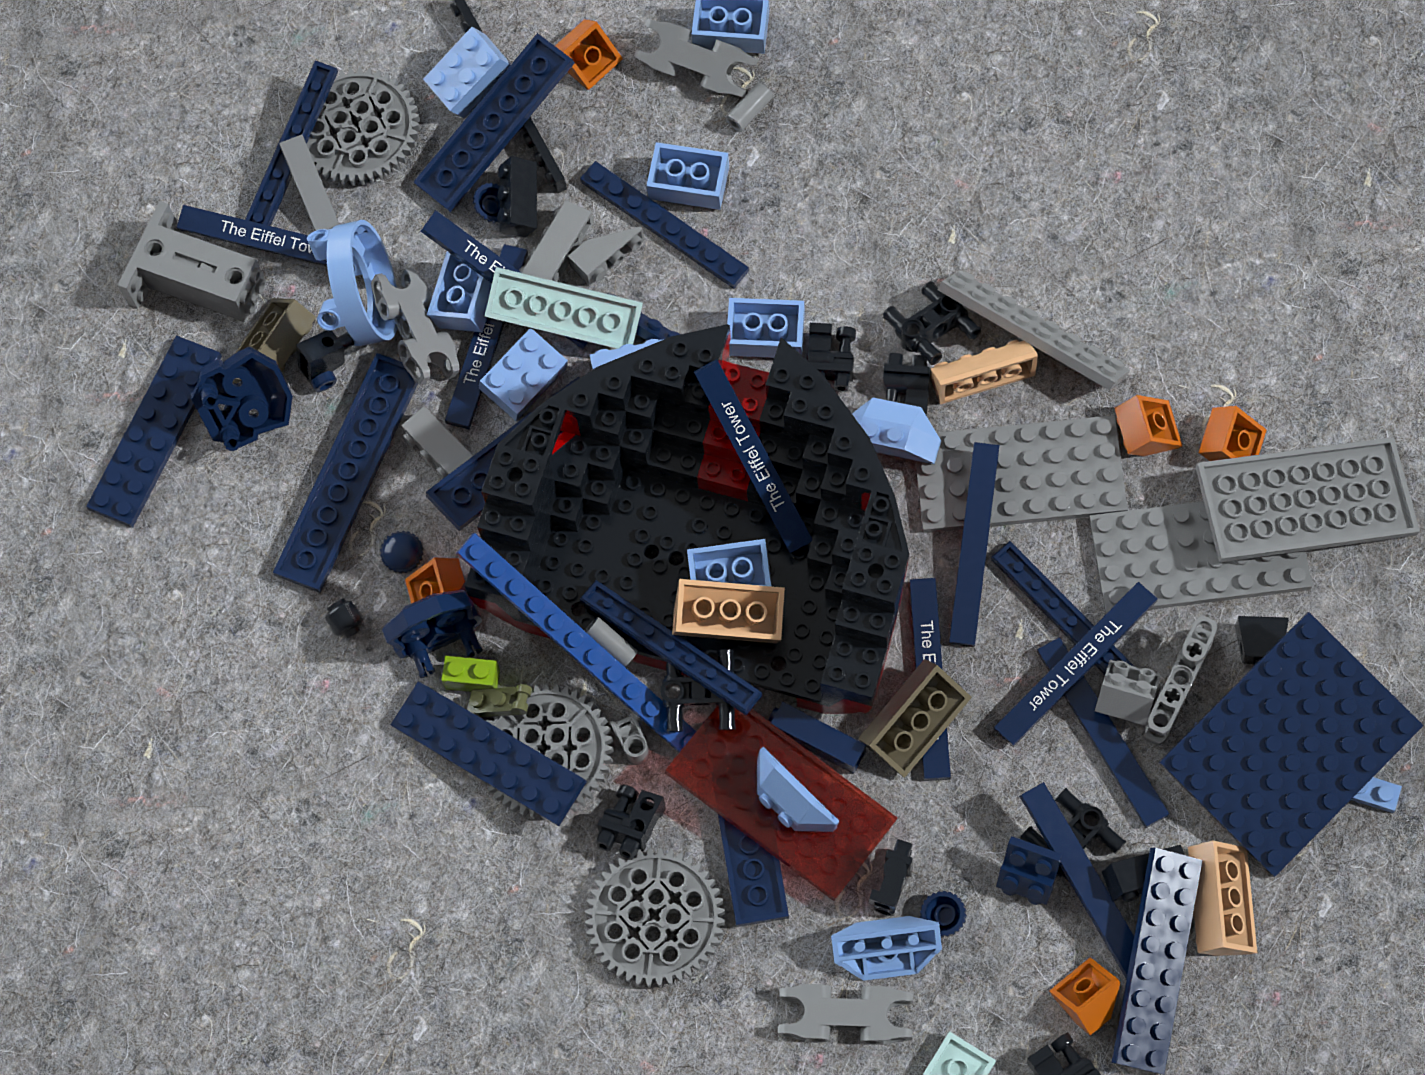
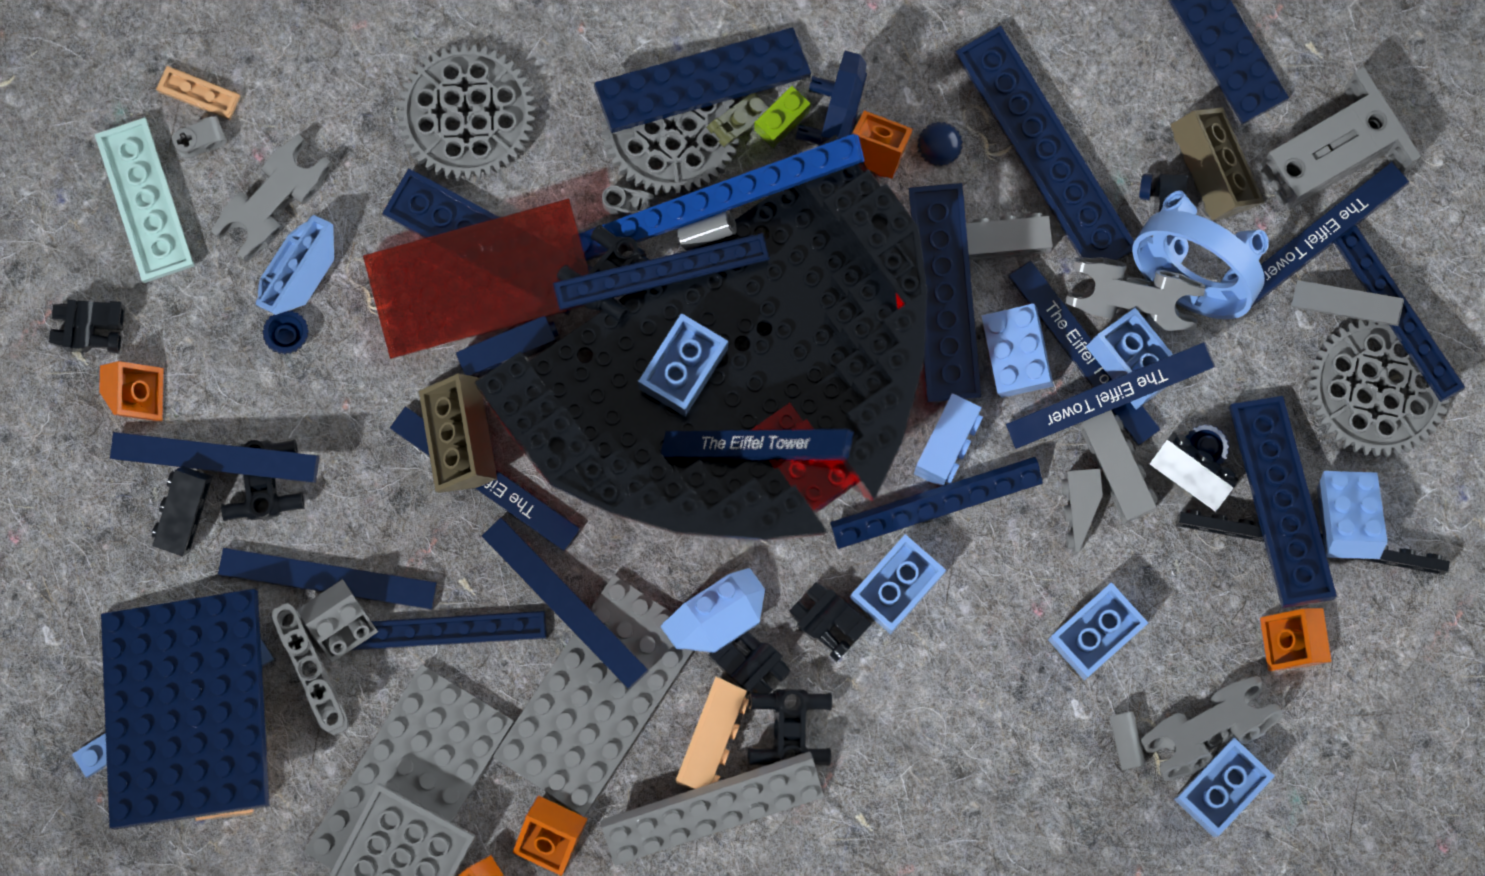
camera: 120 degrees right, 10 degrees up
(260, 388) = (1173, 98): dark blue brick -> none
(344, 618) = (914, 54): black head -> none
(563, 309) = (1044, 420): light aqua plate -> none
(630, 829) = (552, 144): black hips -> none
(664, 225) = (1071, 580): dark blue plate -> none
(728, 611) = (644, 331): light nougat slope -> none
(789, 798) = (466, 277): light blue wedge -> none
(896, 869) = (347, 322): black hips -> none
(1028, 871) = (259, 419): dark blue plate -> none
(1075, 664) = (396, 601): dark blue tile -> none
(1157, 961) = (109, 461): plate -> none
(1223, 900) = (116, 556): light nougat slope -> none
(1258, 635) = (292, 768): black torso -> none

